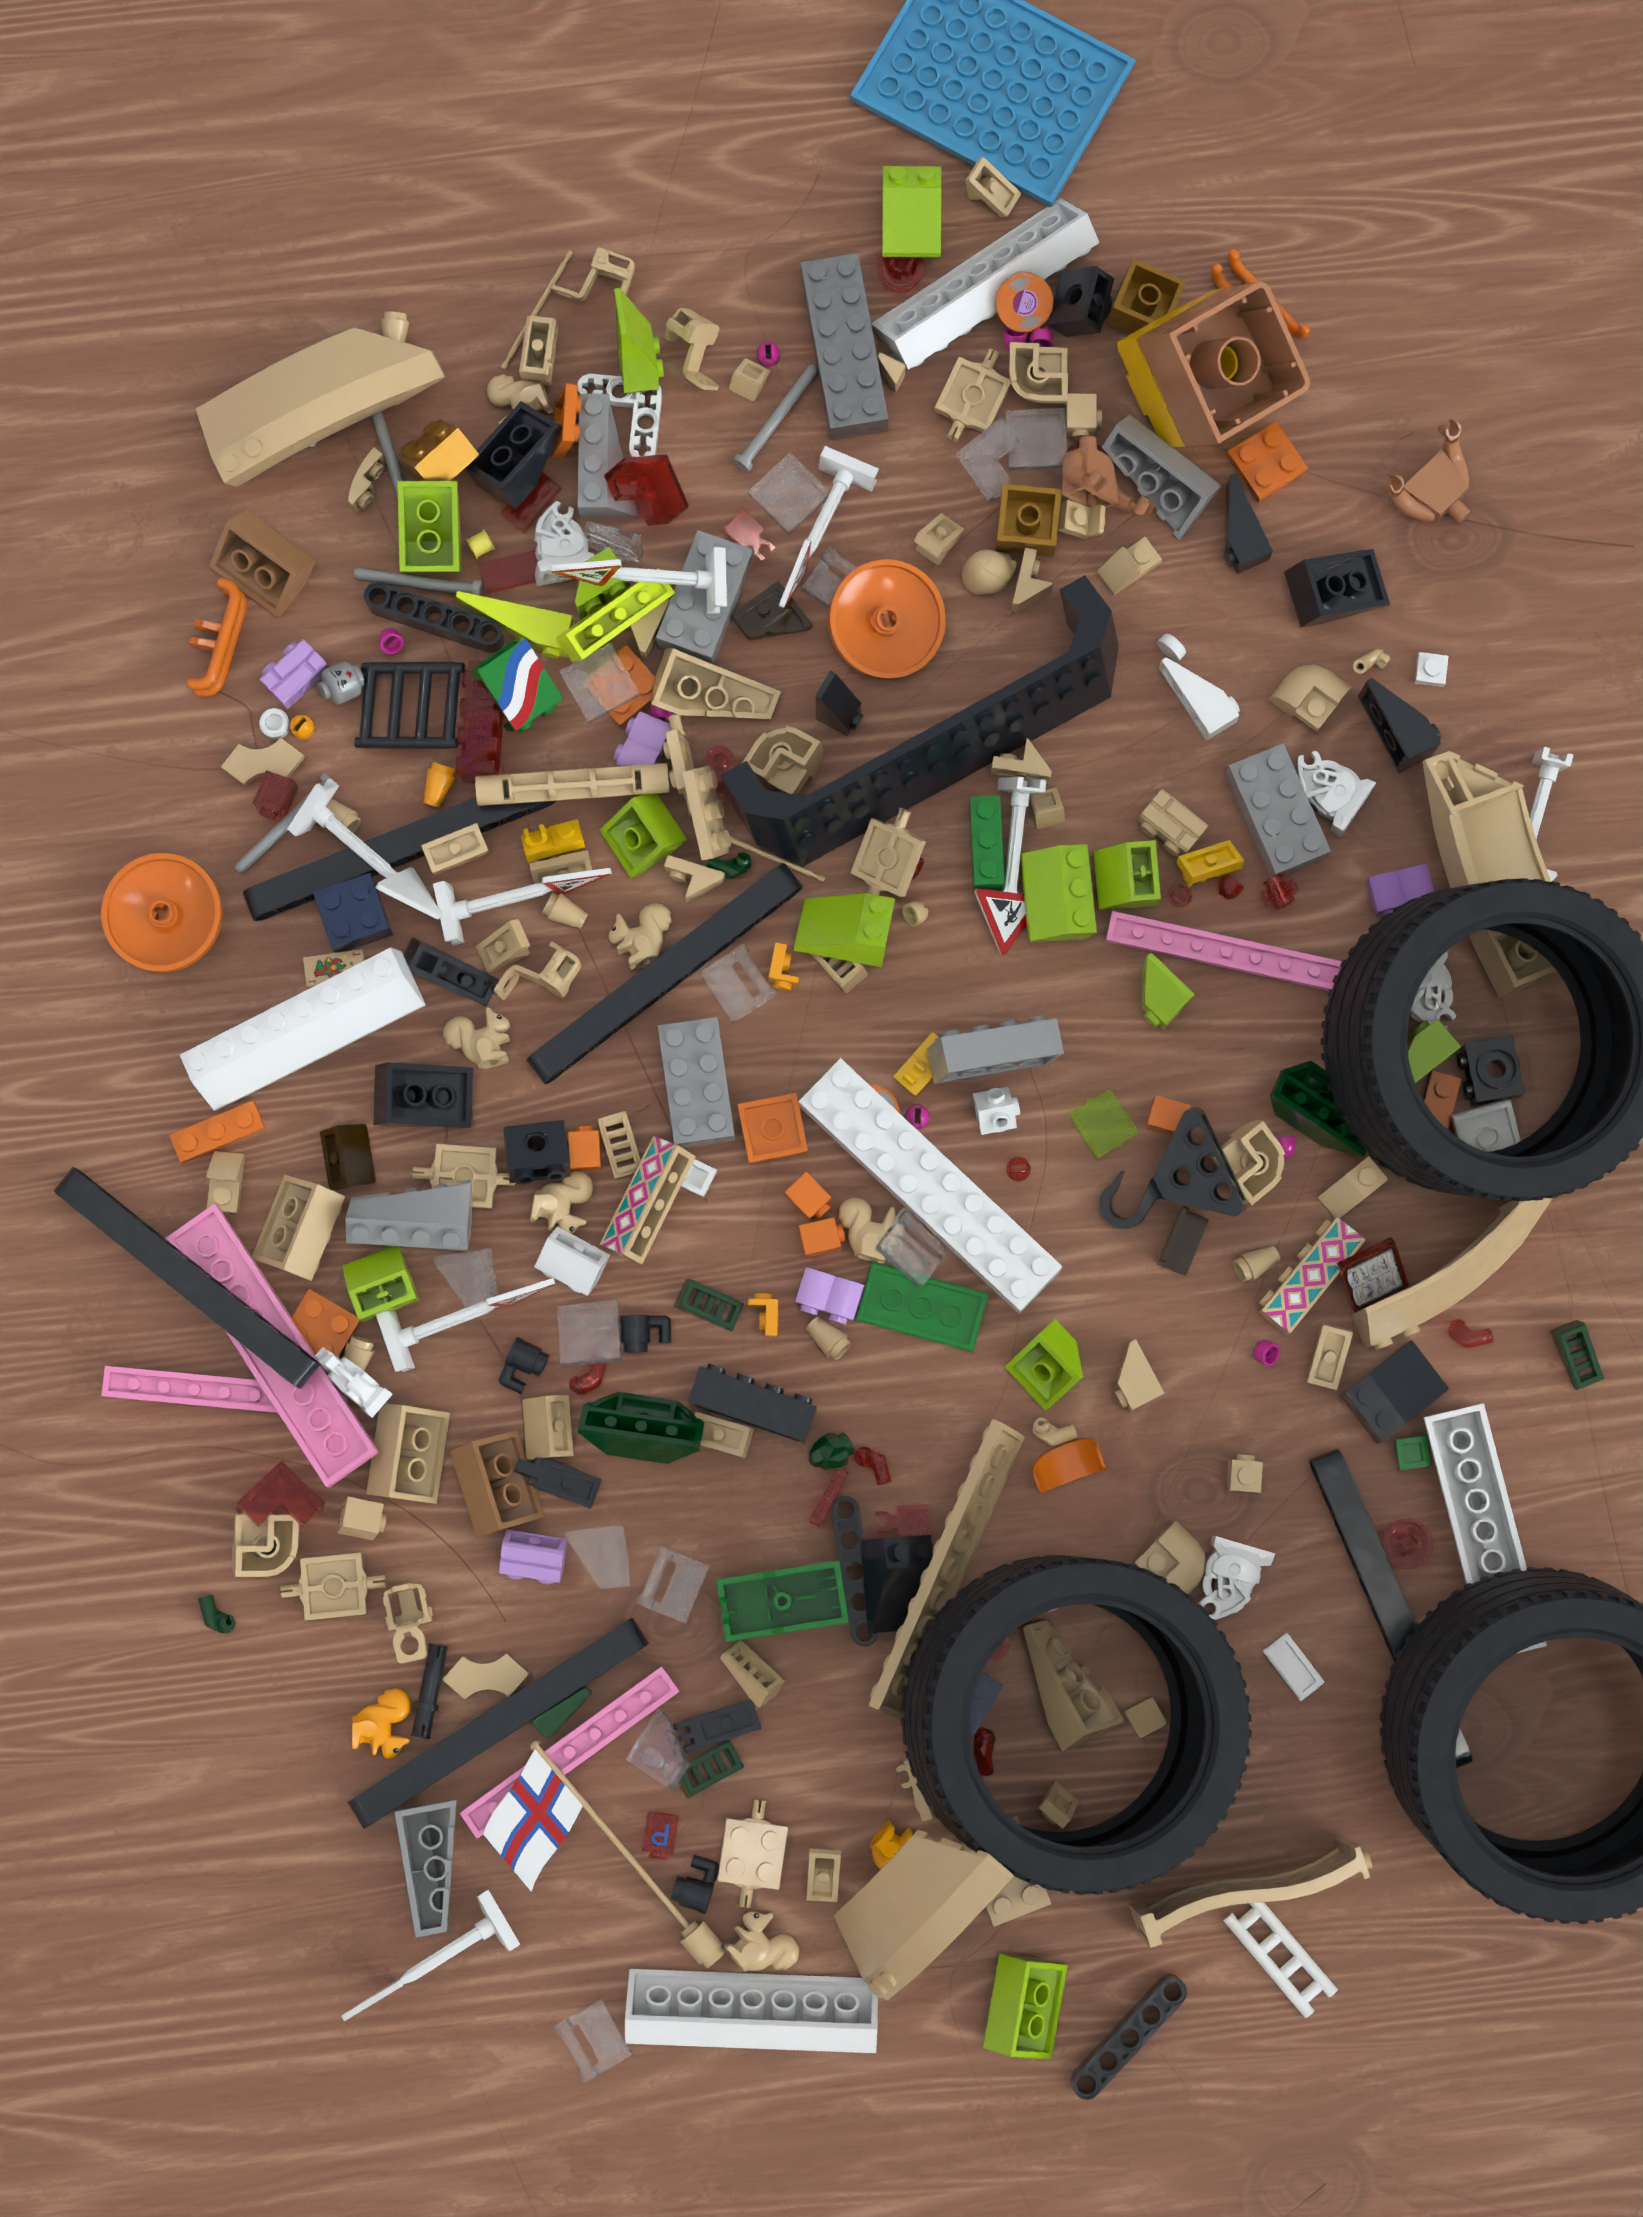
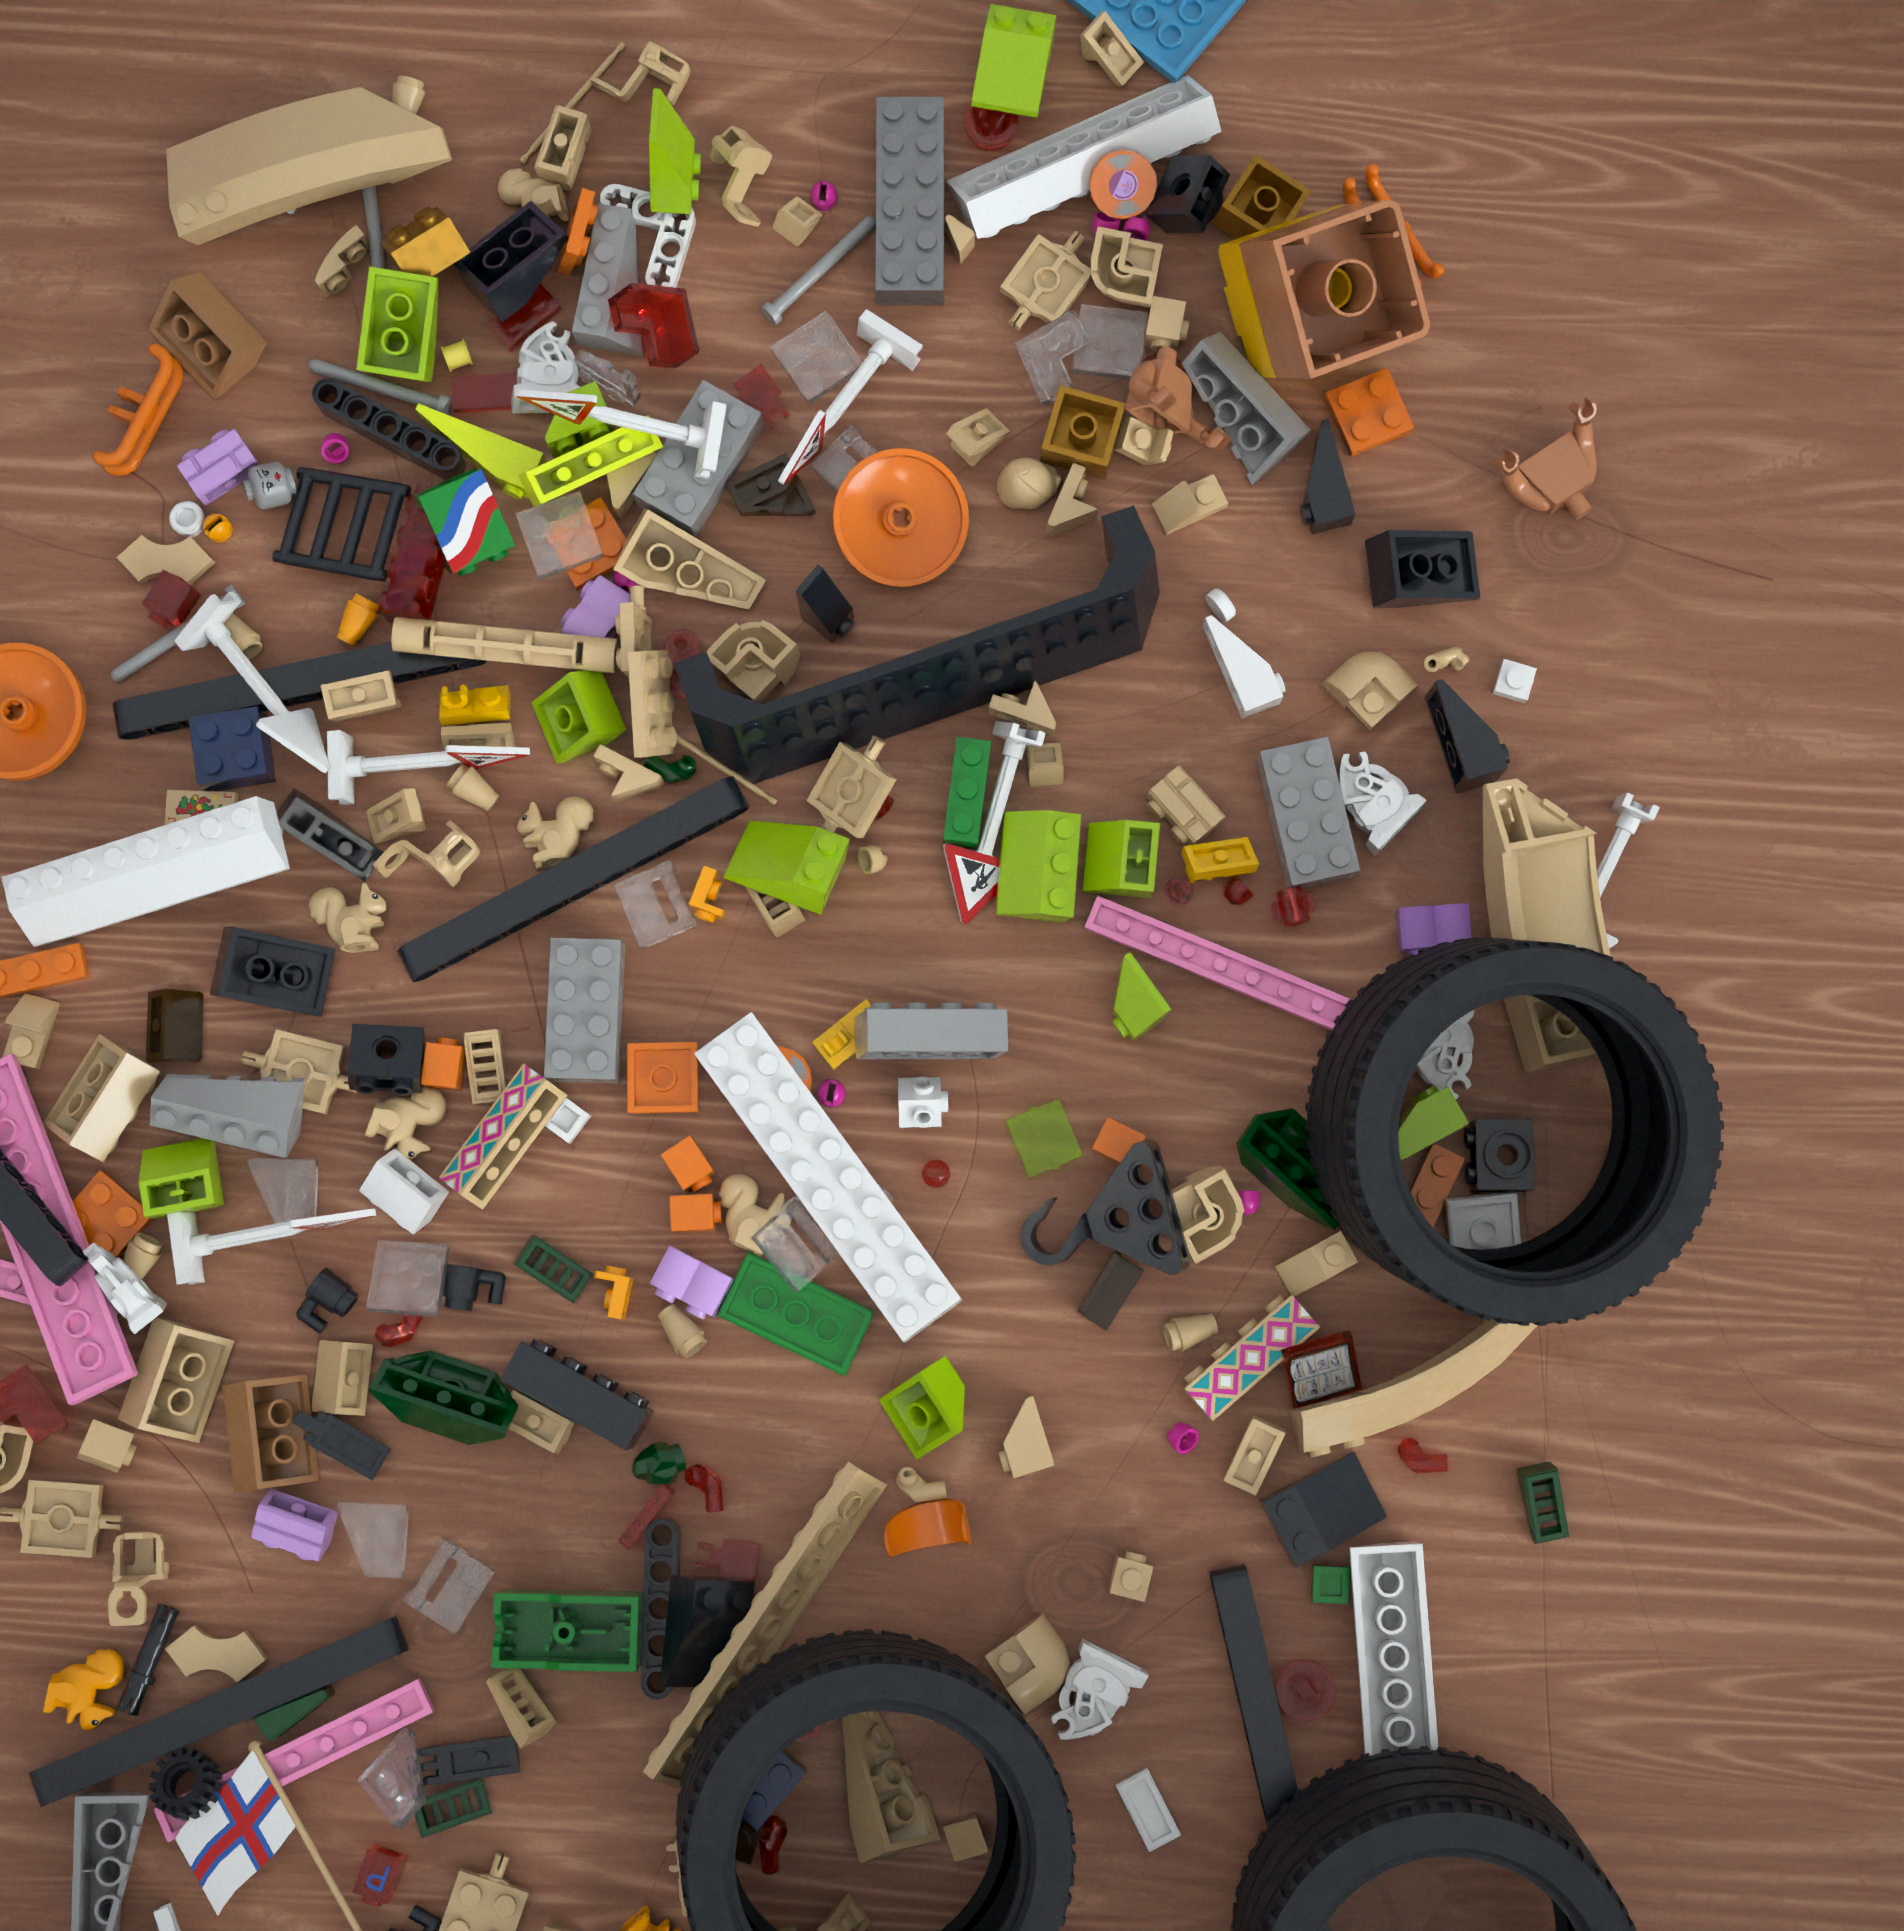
camera: 10 degrees right, 0 degrees up
(495, 1797) = (171, 1772): none -> black tyre

